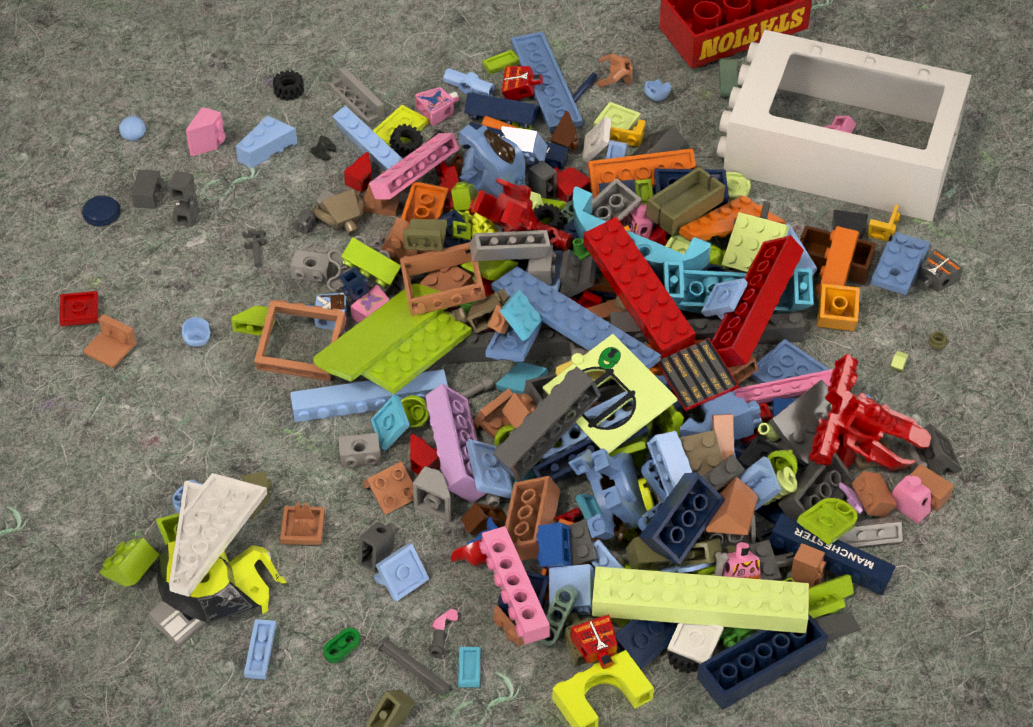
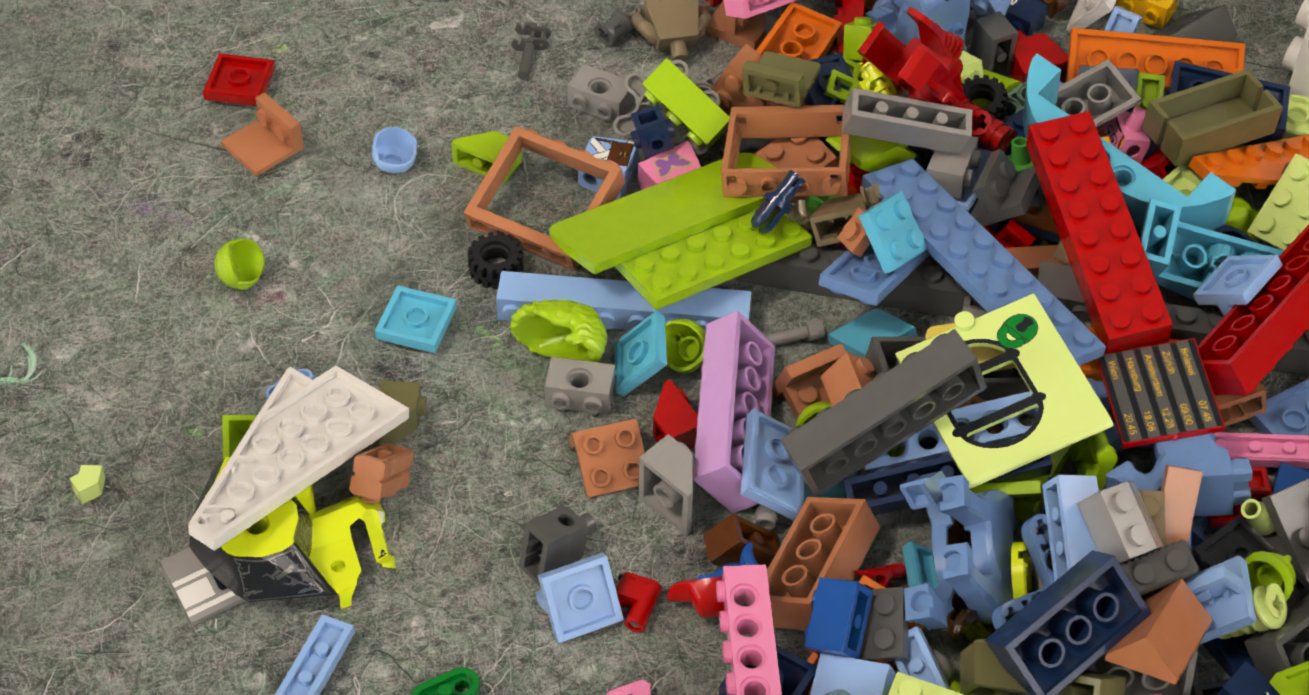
camera: 15 degrees right, 0 degrees up
(84, 579) = (88, 483): none -> yellowish green piece
(126, 425) = (239, 263): none -> lime hair
(129, 562) = (164, 473): lime slope -> none
(246, 434) = (416, 319): none -> medium azure plate
(261, 529) = (381, 472): none -> nougat brick
(281, 377) = (492, 247): none -> black tyre
(302, 525) = (451, 482): nougat plate -> none
(339, 419) = (560, 329): none -> lime hair
(434, 563) = (639, 596): none -> red piece
(446, 313) = (776, 203): none -> dark blue arm
(695, 453) = (1120, 522): none -> light grey slope

